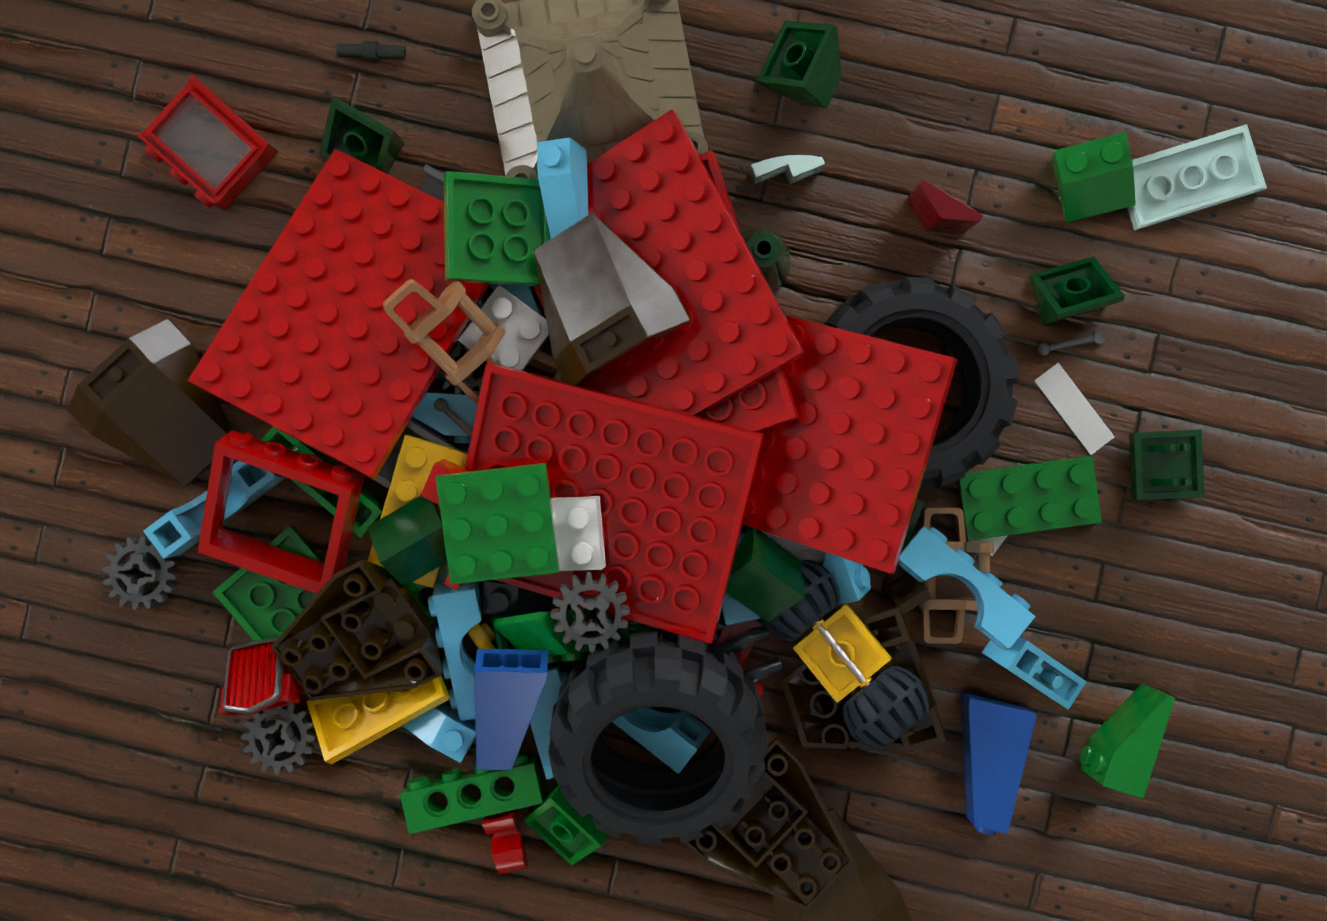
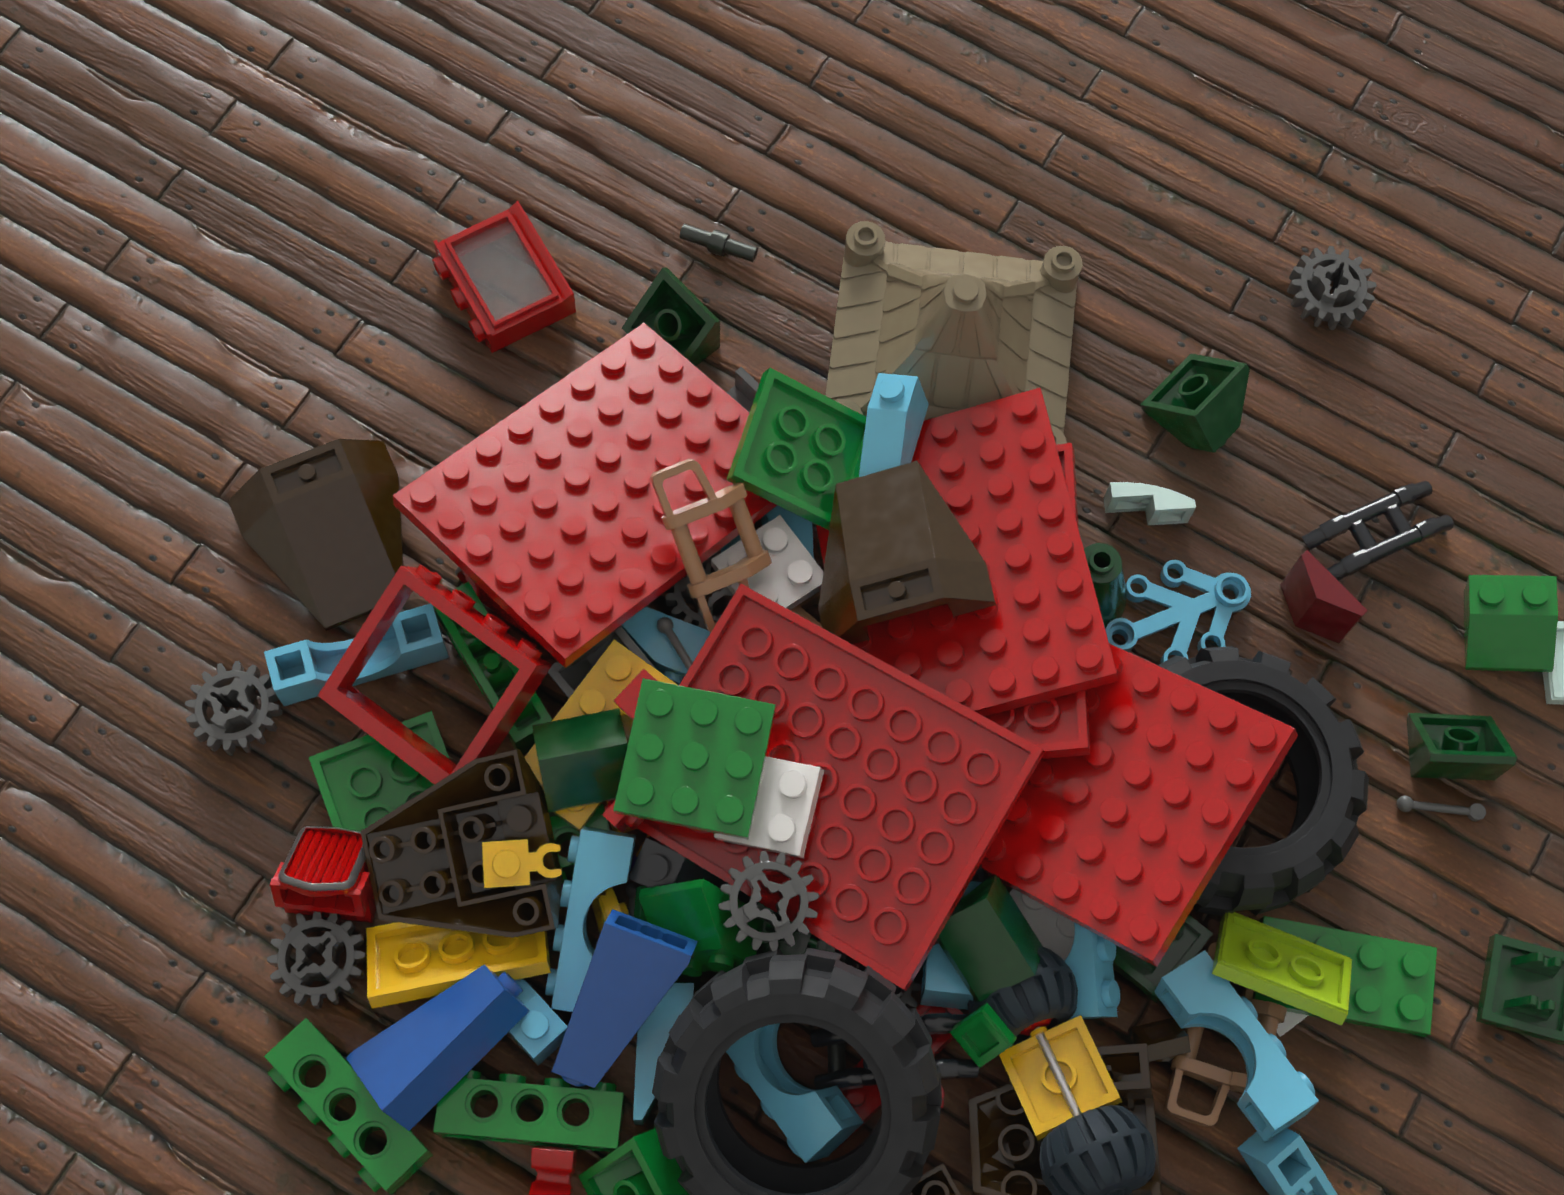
camera: 20 degrees right, 20 degrees down
(361, 827) = (309, 1047): none -> green brick
(387, 778) = (437, 1044): none -> blue slope
(391, 638) = (510, 862): none -> yellow plate
(778, 645) = (983, 1035): none -> green tile
(837, 250) = (1182, 608): none -> medium azure plant
(952, 129) = (1369, 549): none -> black piece
(984, 518) = (1283, 967): none -> lime tile
(1074, 408) = (1427, 888): white sticker -> none

